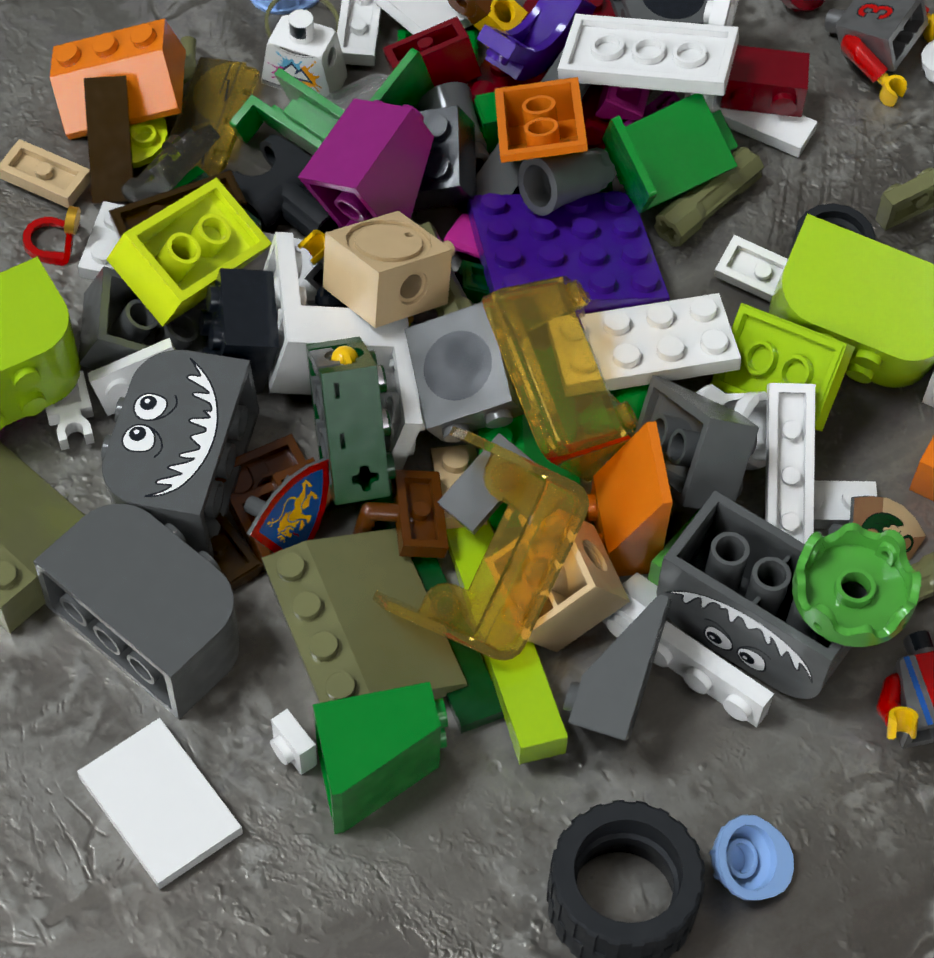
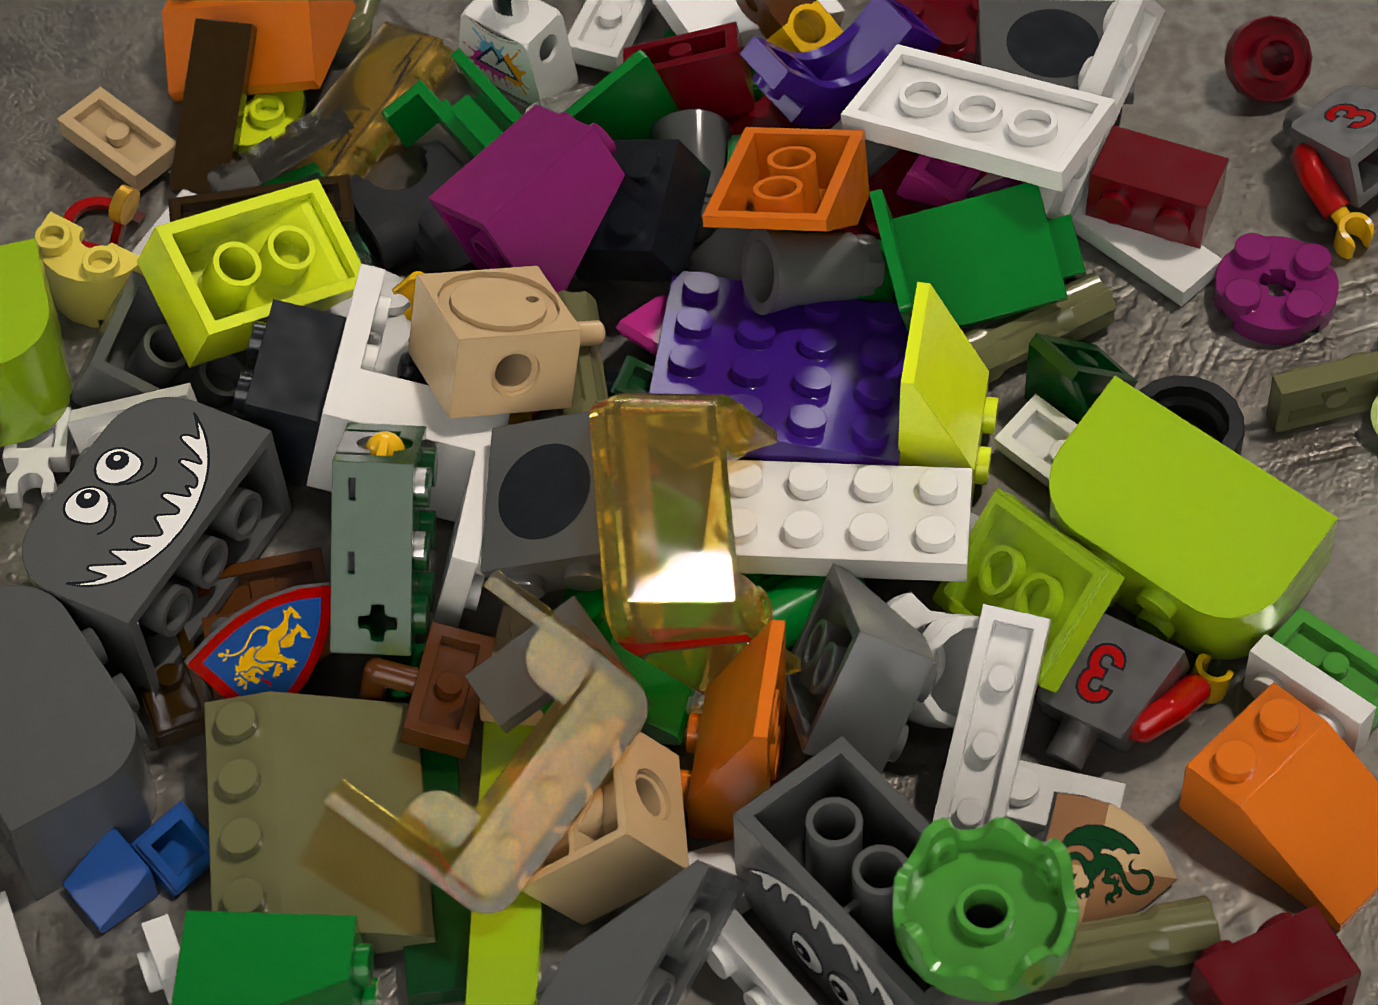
camera: 20 degrees right, 5 degrees down
(69, 273) = (81, 277): none -> light yellow cylinder
(230, 694) = (111, 882): none -> blue slope
(263, 662) = (174, 848): none -> blue slope
(681, 245) = (943, 394): none -> neon yellow slope
(756, 222) = (1069, 374): none -> dark green slope
(859, 116) = (1280, 261): none -> magenta plate
(861, 421) = (1125, 692): none -> flat silver torso

